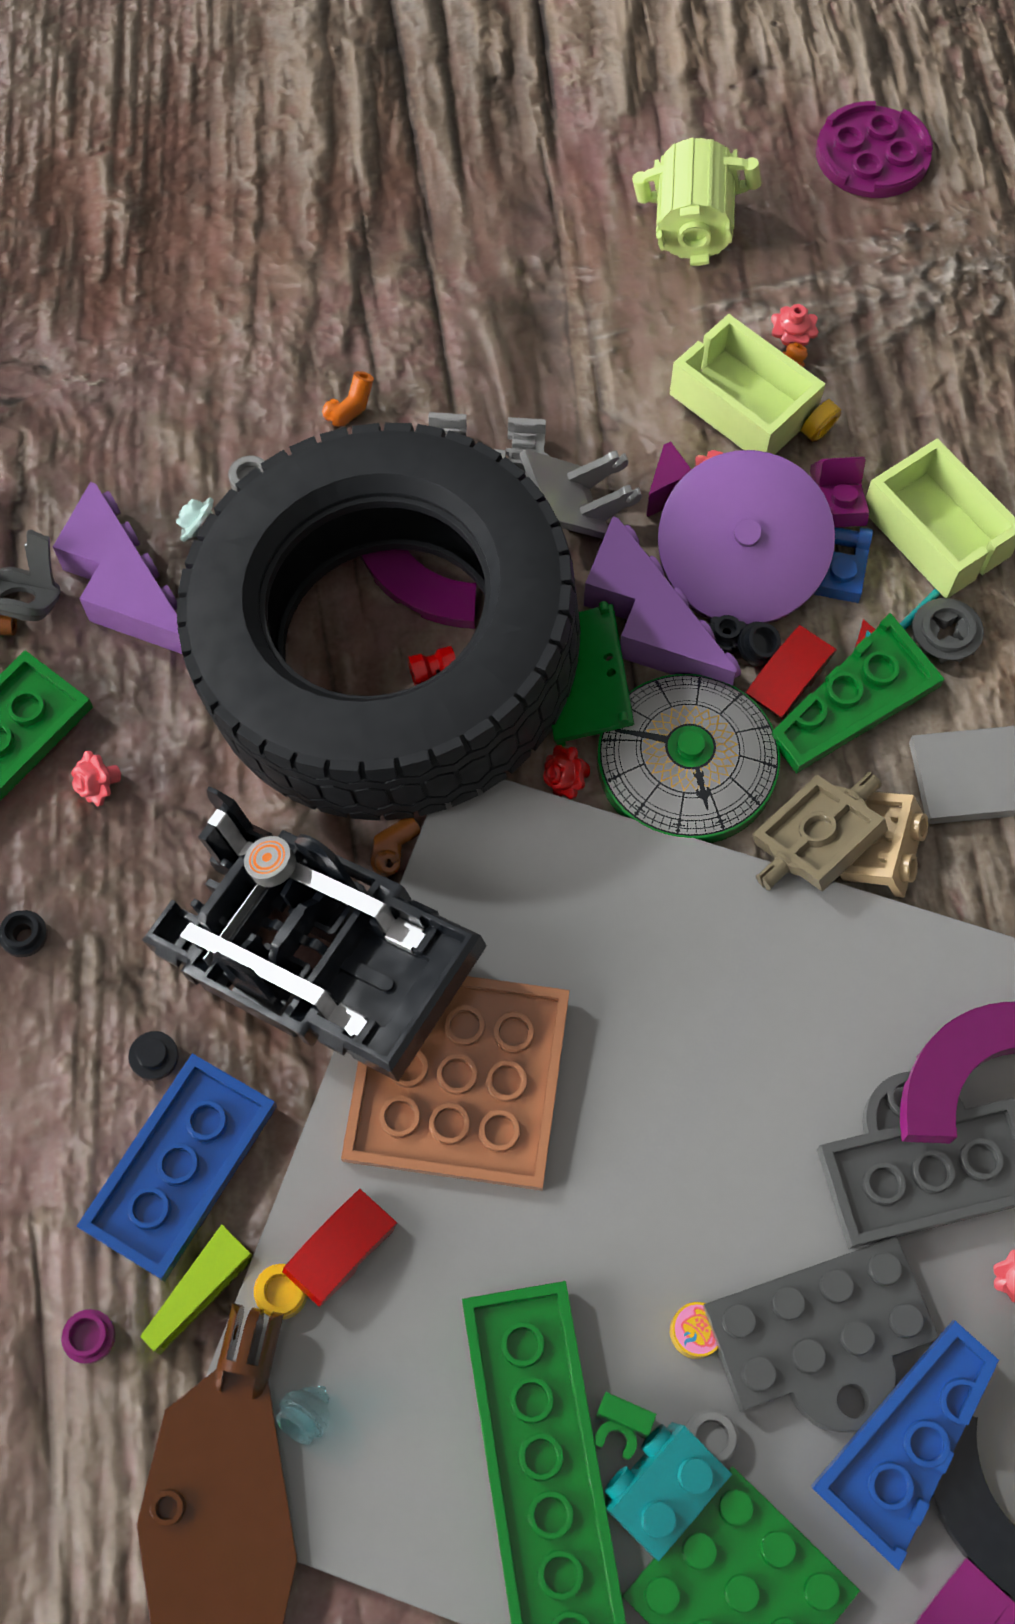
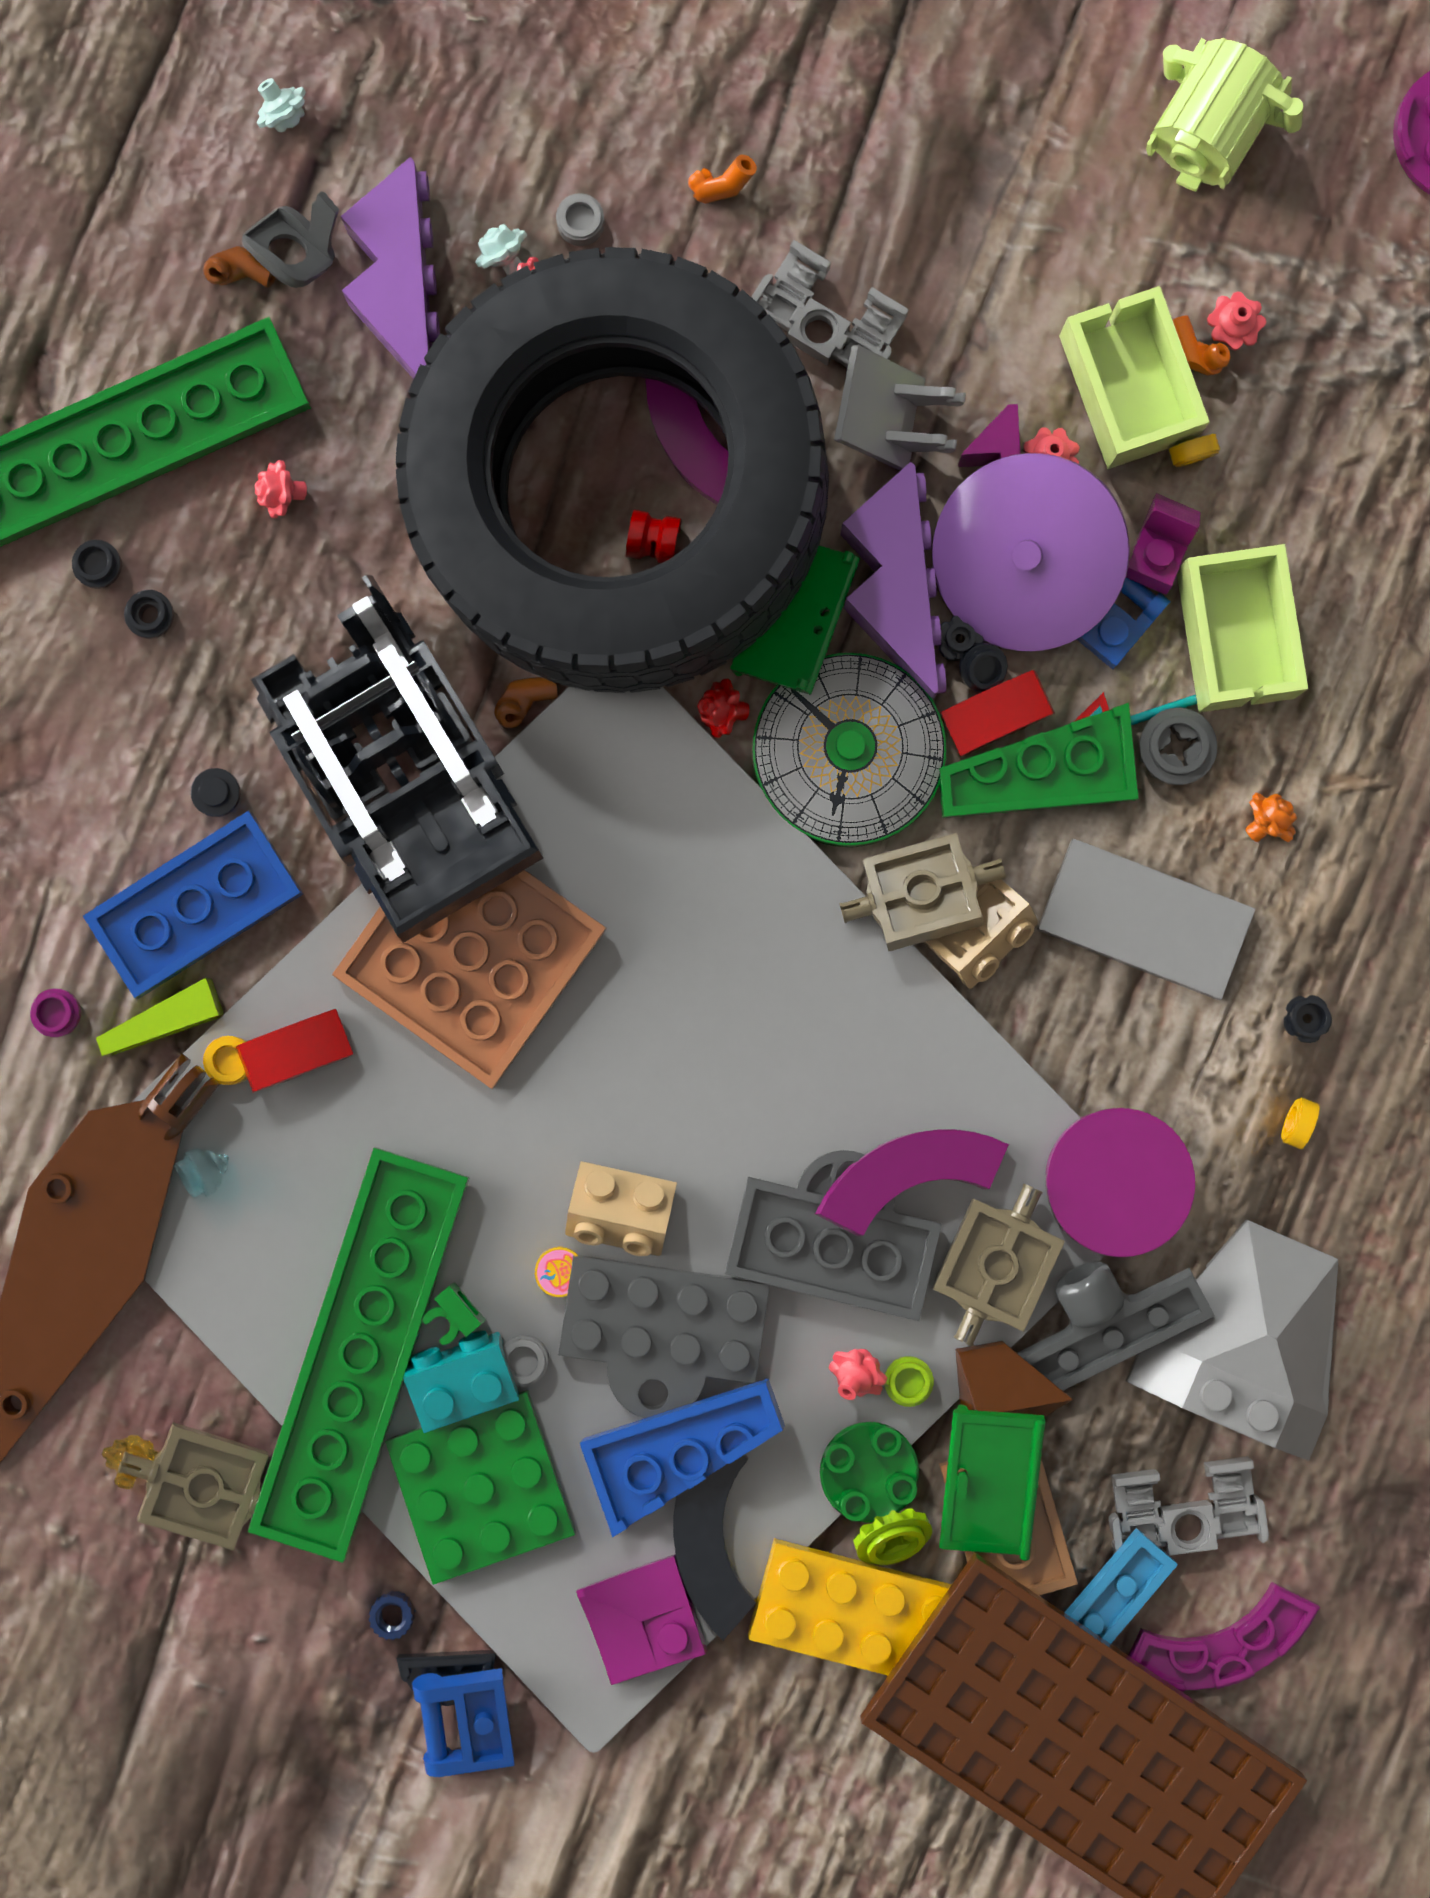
camera: 25 degrees right, 20 degrees up
(270, 861) = (389, 675): light grey tile -> none
(722, 1239) = (620, 1209): none -> tan bracket

